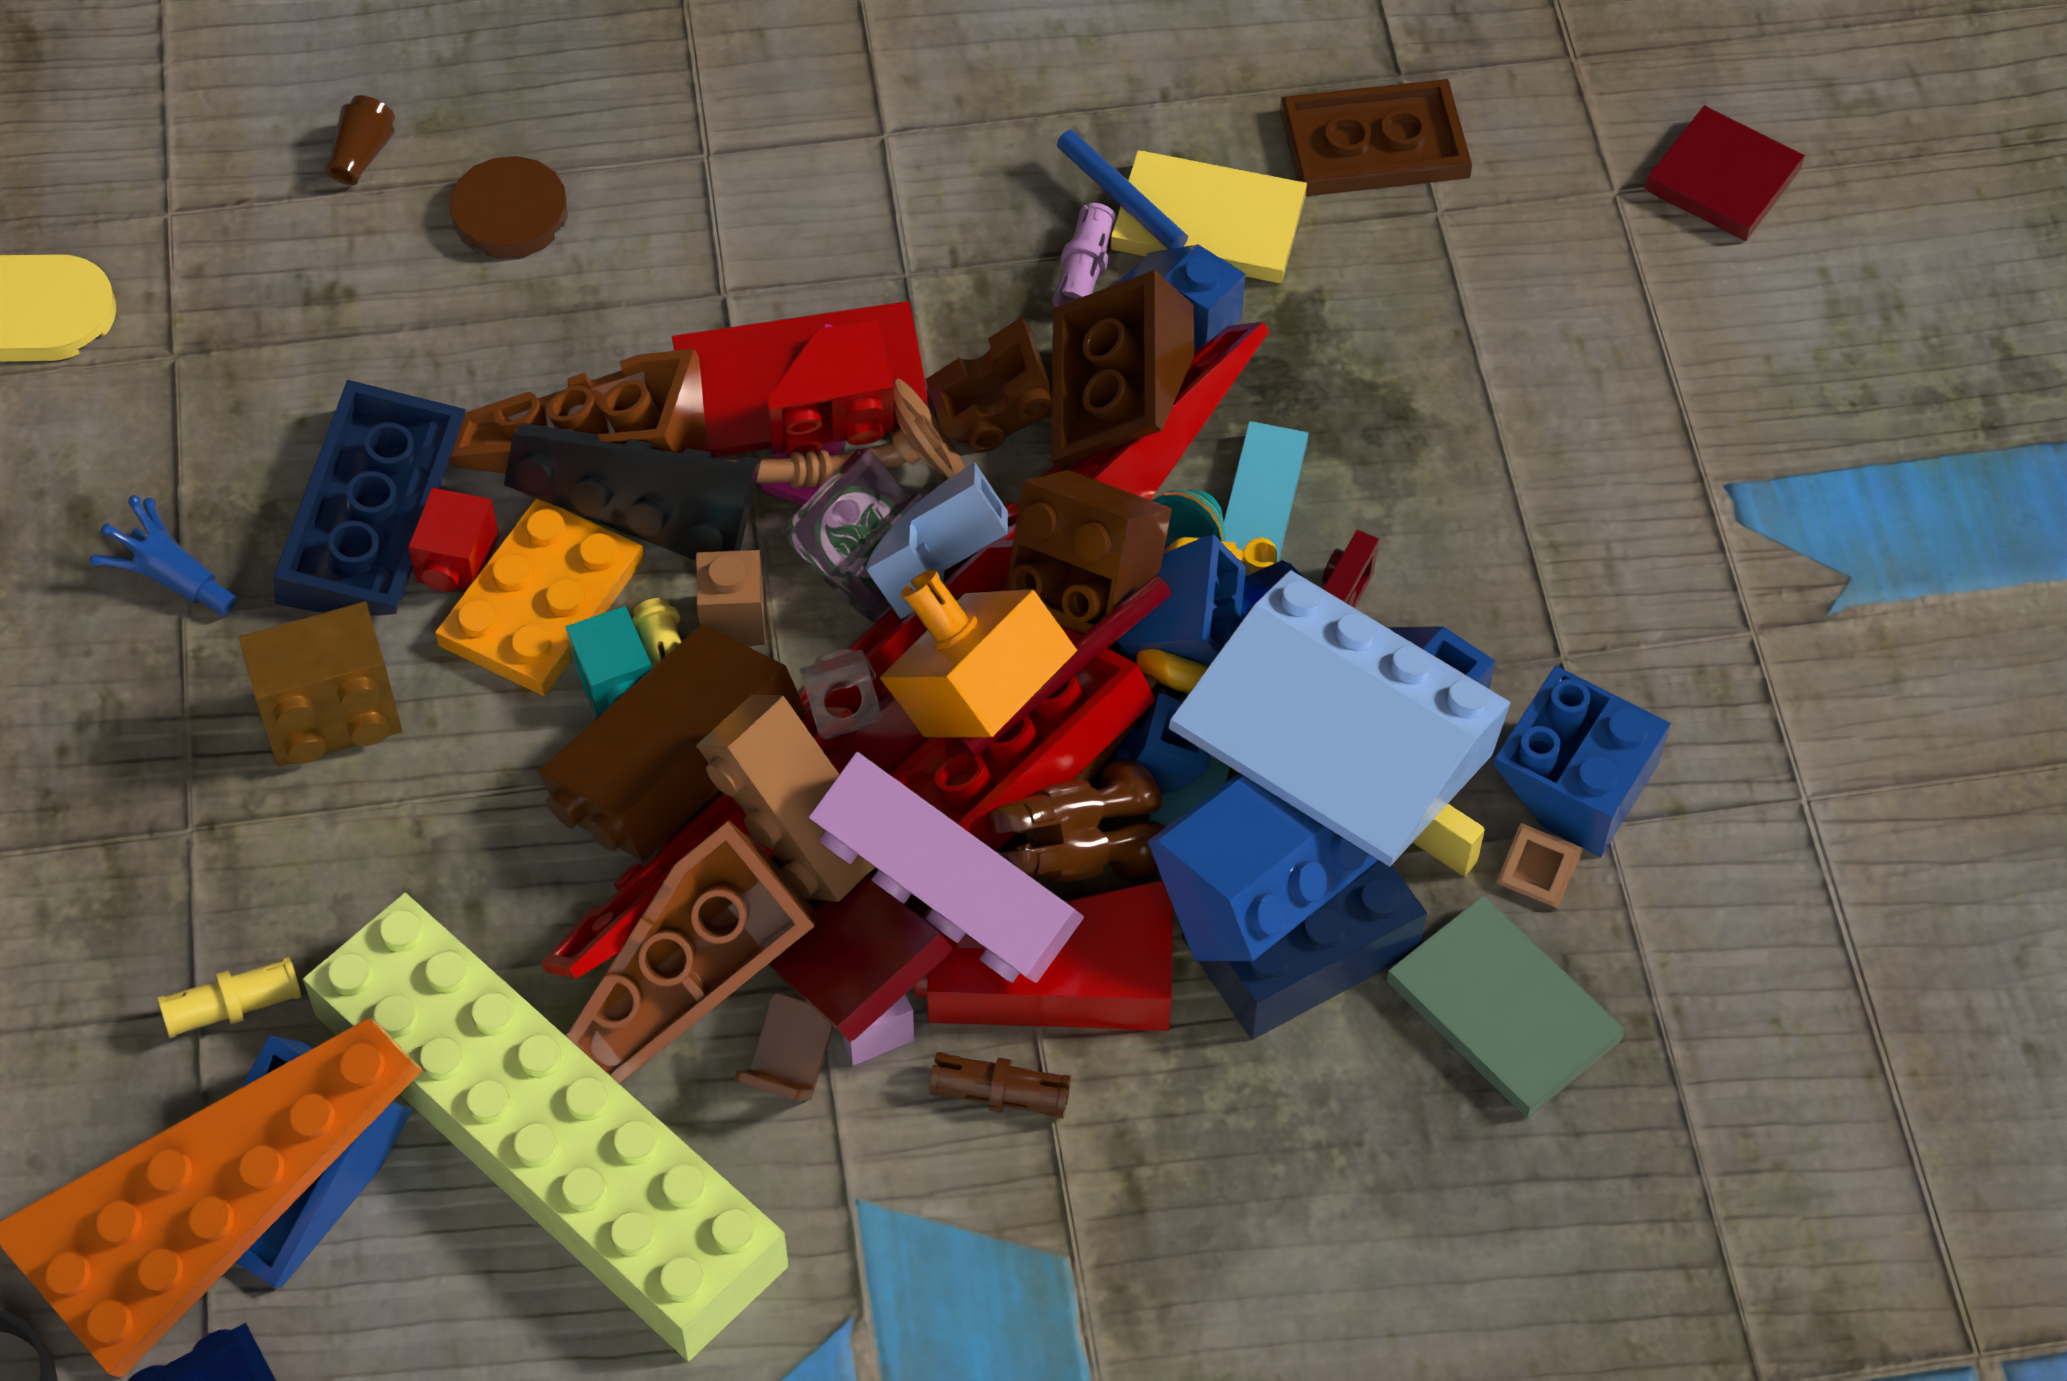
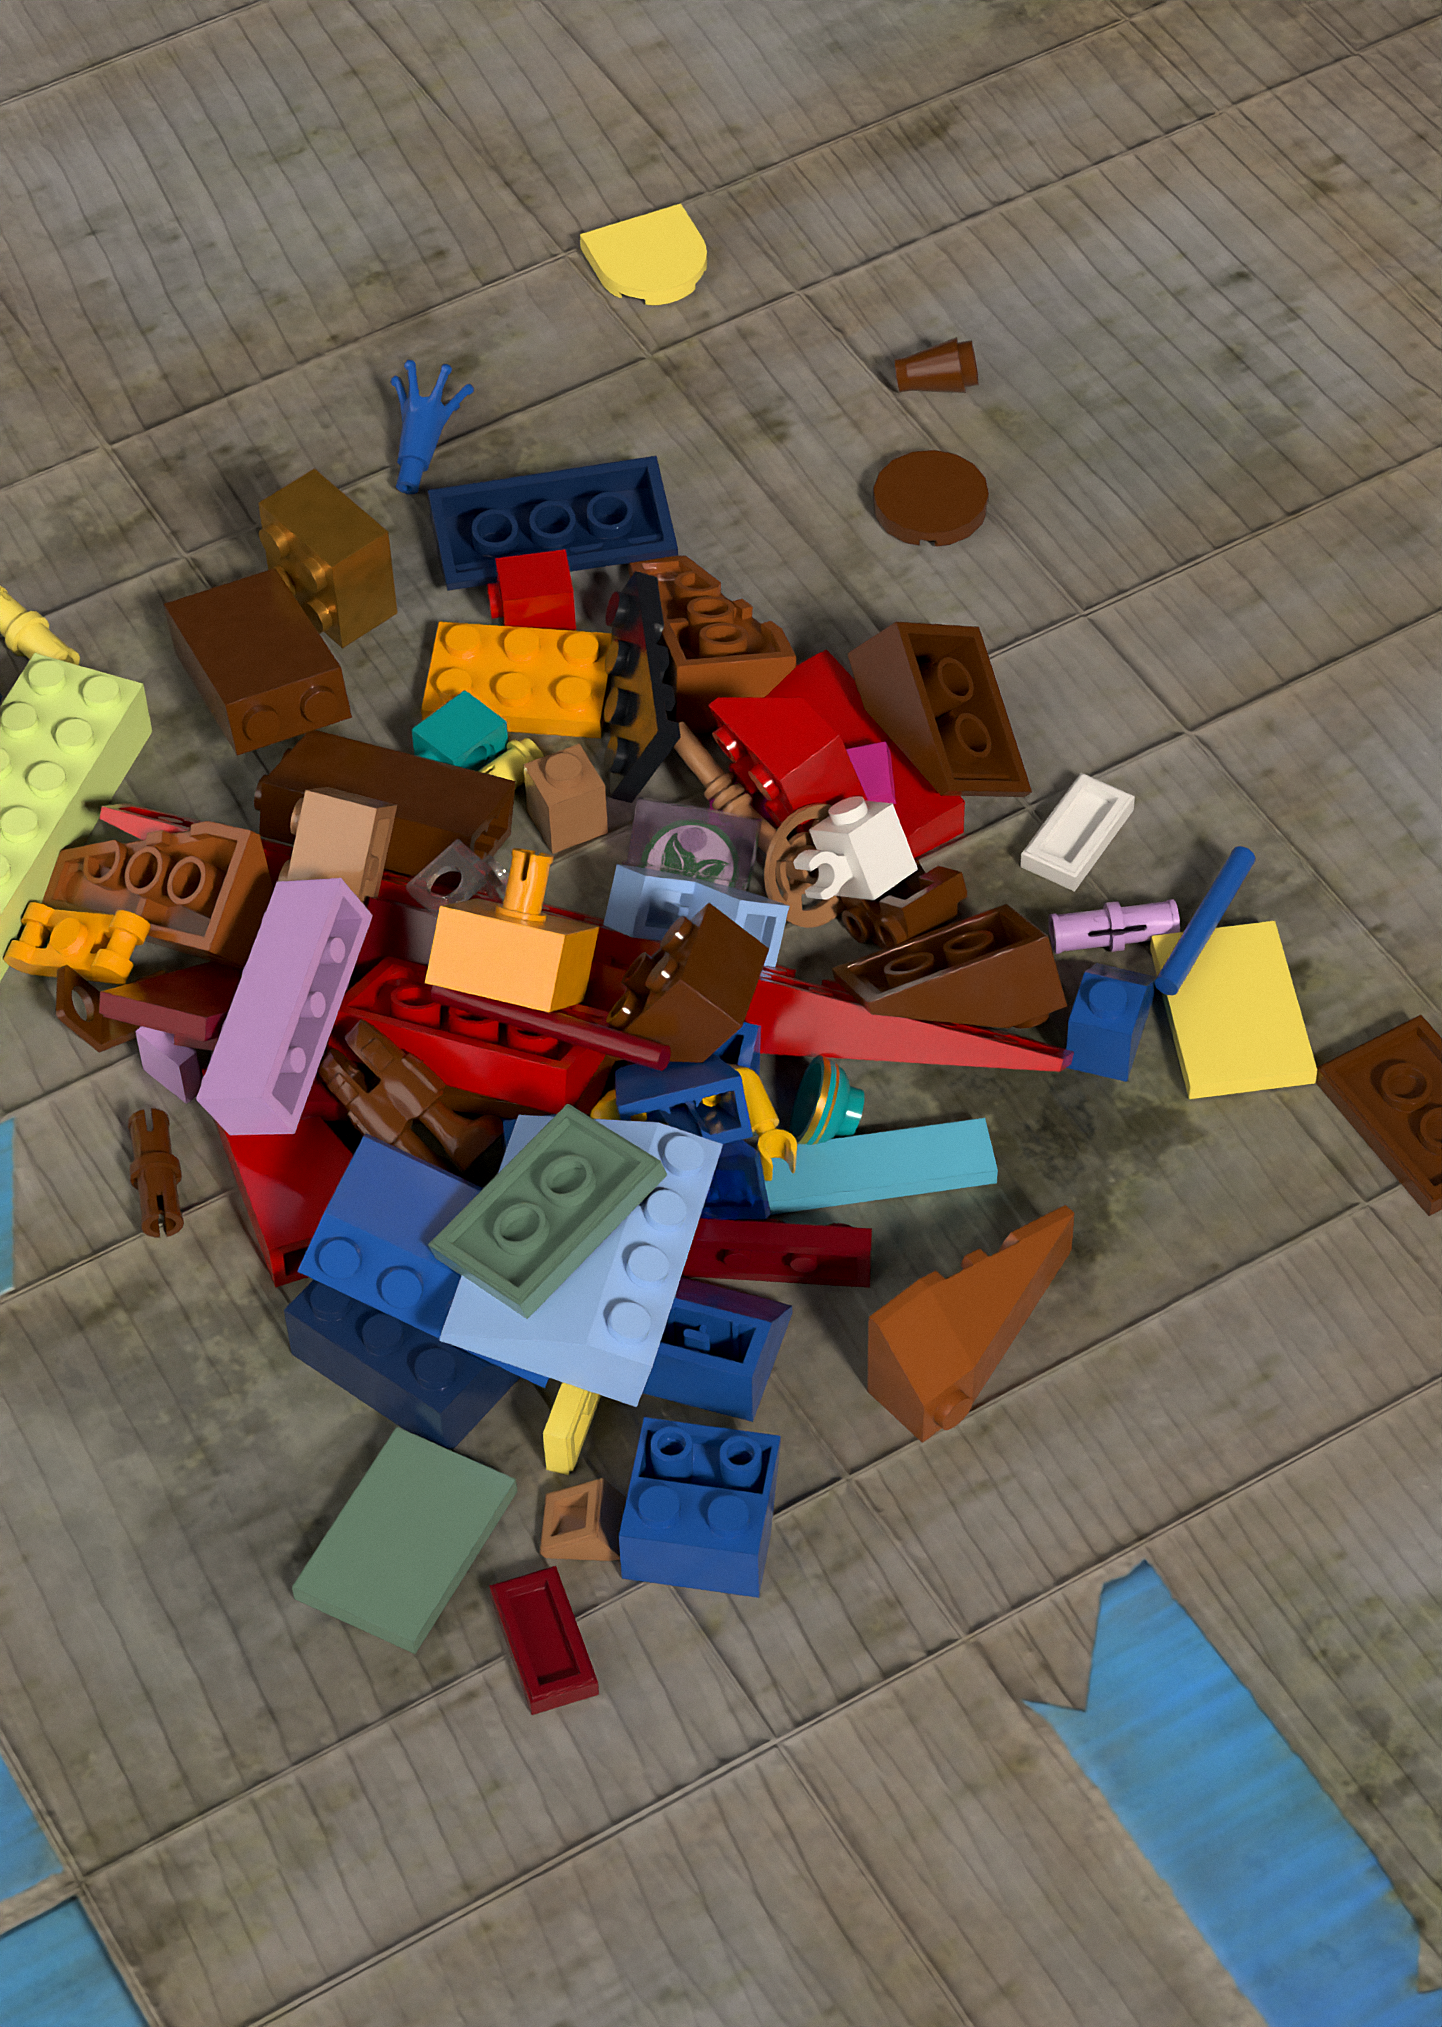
camera: 70 degrees right, 5 degrees down
(422, 788) = (257, 661): none -> reddish brown brick
(705, 1054) = (87, 942): none -> light orange plate
(794, 278) = (941, 707): none -> reddish brown slope
(947, 386) = (857, 851): none -> white brick
(960, 248) = (1077, 832): none -> white tile
(1312, 721) = (547, 1210): none -> sand green tile
(1481, 518) = (947, 1335): none -> dark orange wedge
(1649, 933) = (544, 1640): none -> dark red tile

